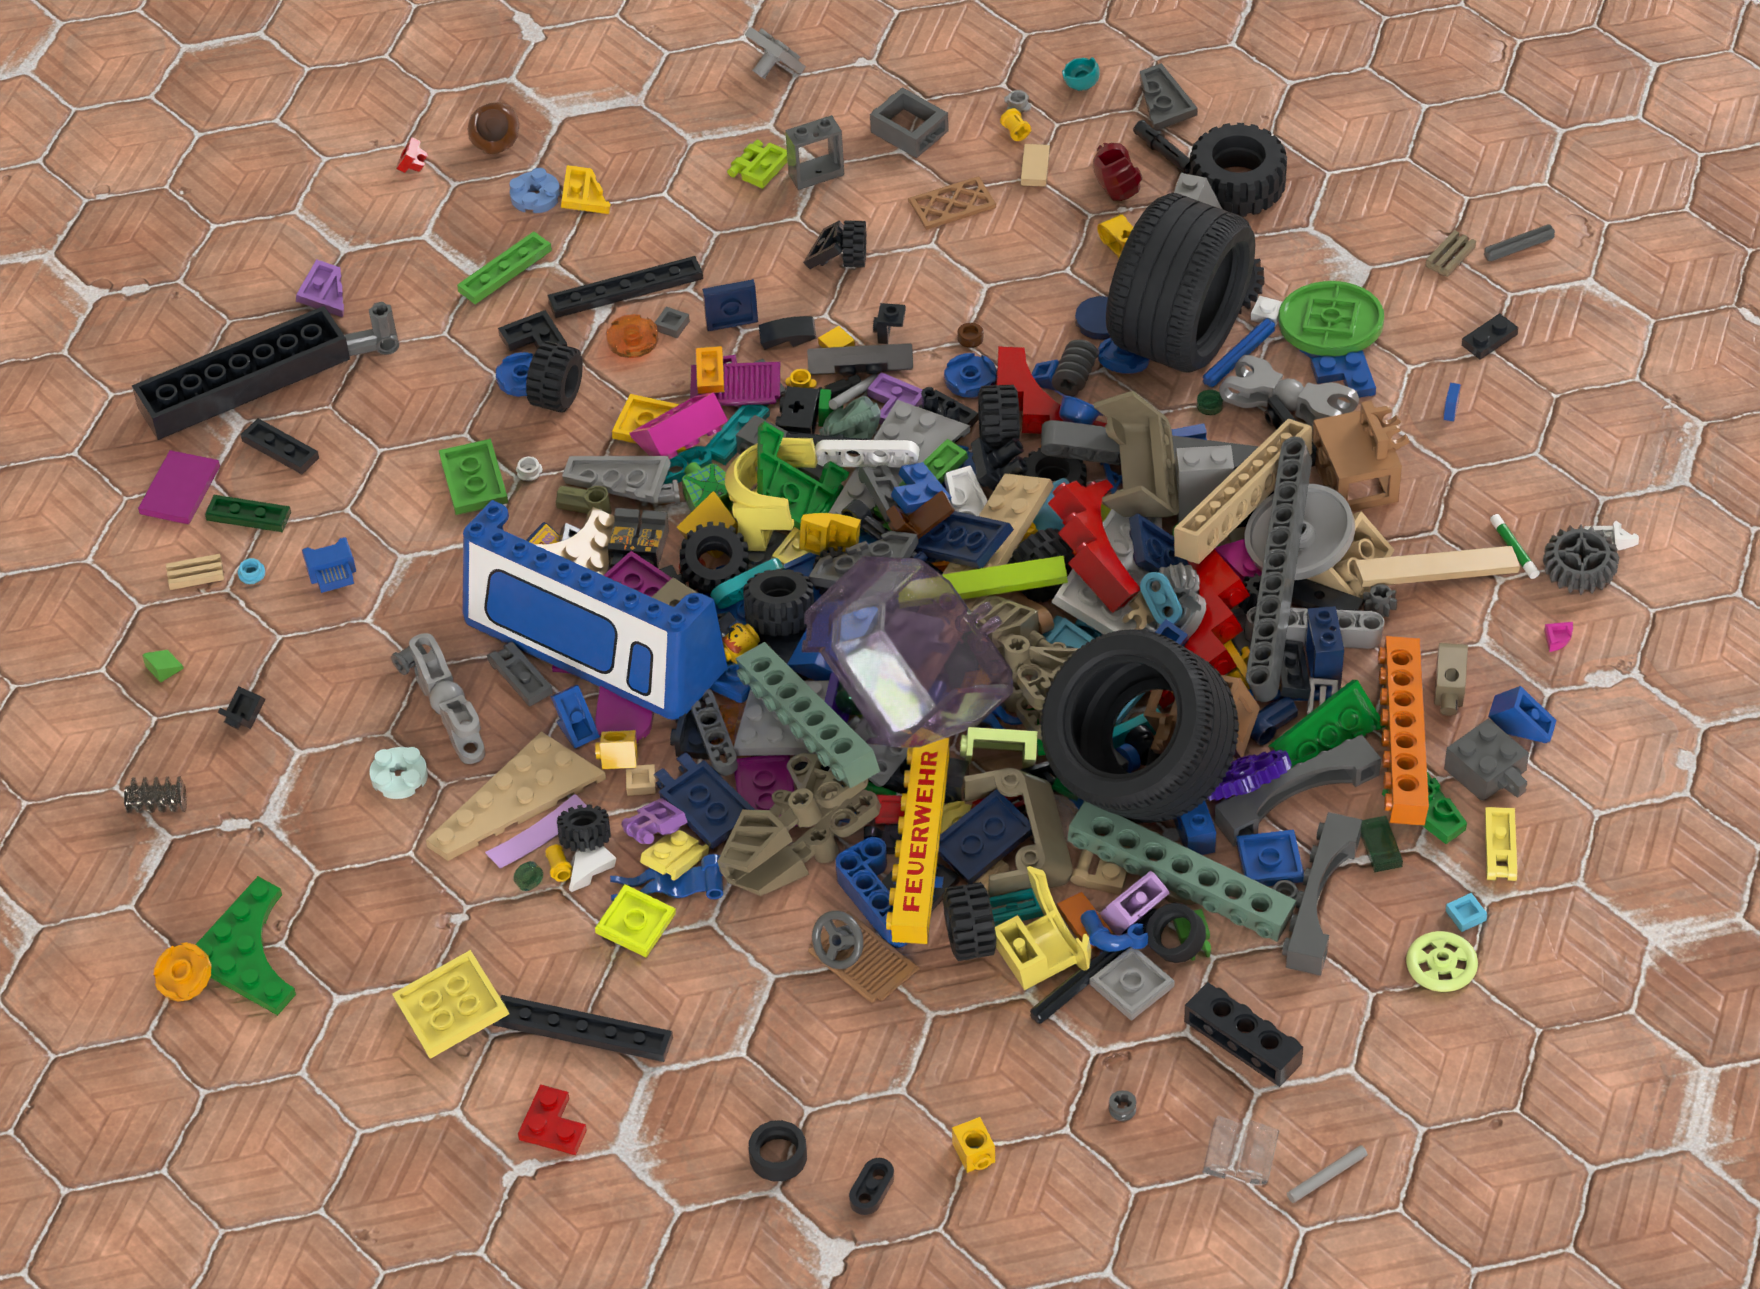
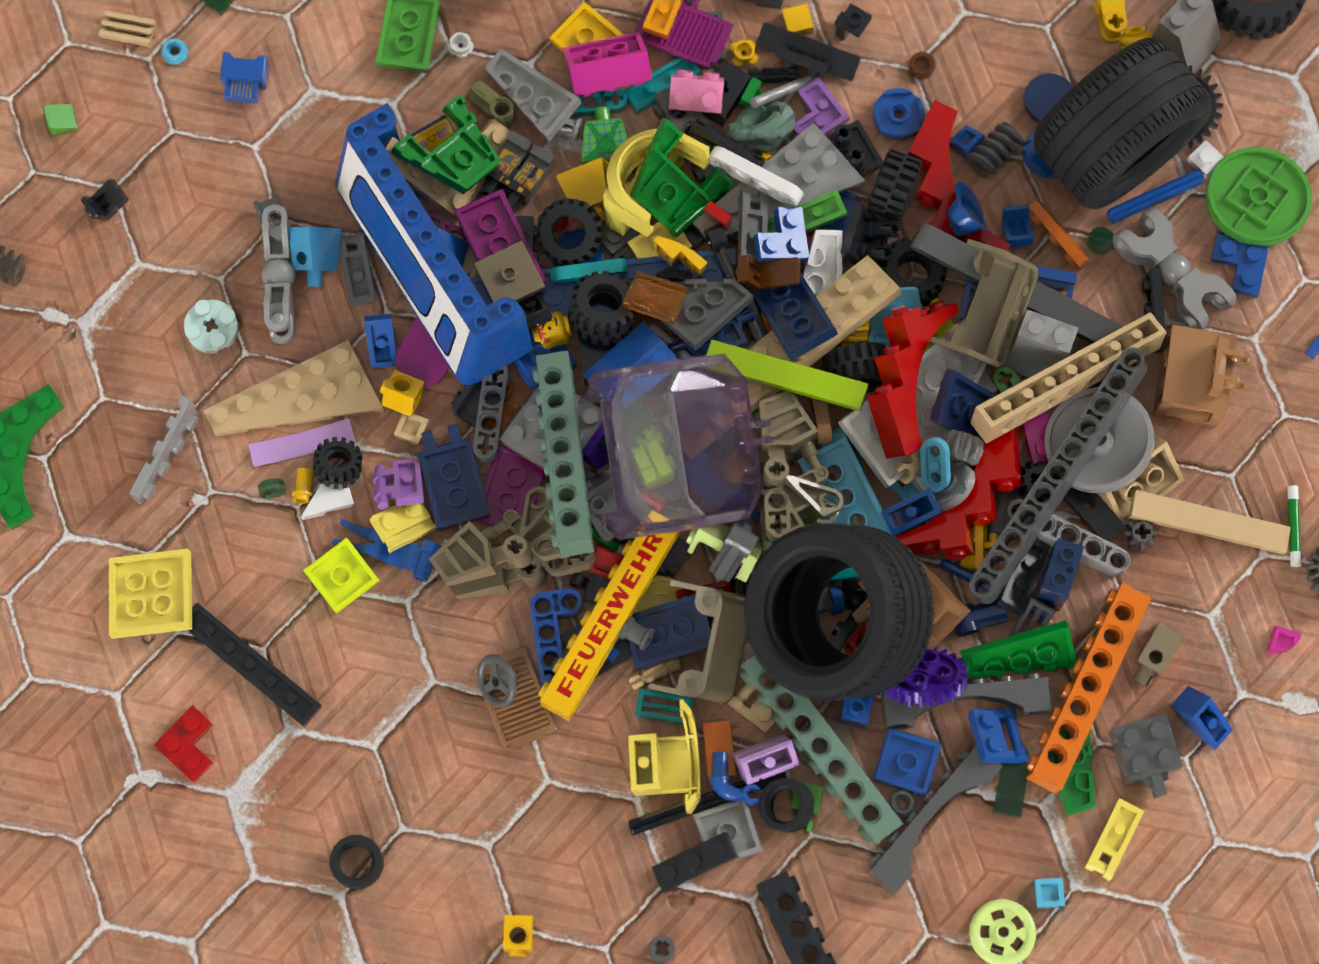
camera: 20 degrees right, 25 degrees up
(406, 877) = (164, 450): none -> light grey wing
(472, 666) = (314, 251): none -> dark azure torso
(575, 536) = (460, 159): none -> green wing
(781, 412) = (696, 92): none -> bright pink bracket
(824, 566) = (655, 297): none -> clear orange plate
(846, 492) = (718, 215): none -> red tile
(869, 1188) = (417, 933): black plate -> none
(954, 843) = (637, 633): none -> dark grey bush
(969, 921) = (613, 718): black tyre -> none
(1013, 721) = (736, 547): none -> dark grey piece
(1114, 1014) = (695, 862): none -> black plate
(1174, 409) = (1059, 235): none -> orange plate
(1343, 800) = (991, 739): none -> blue plate

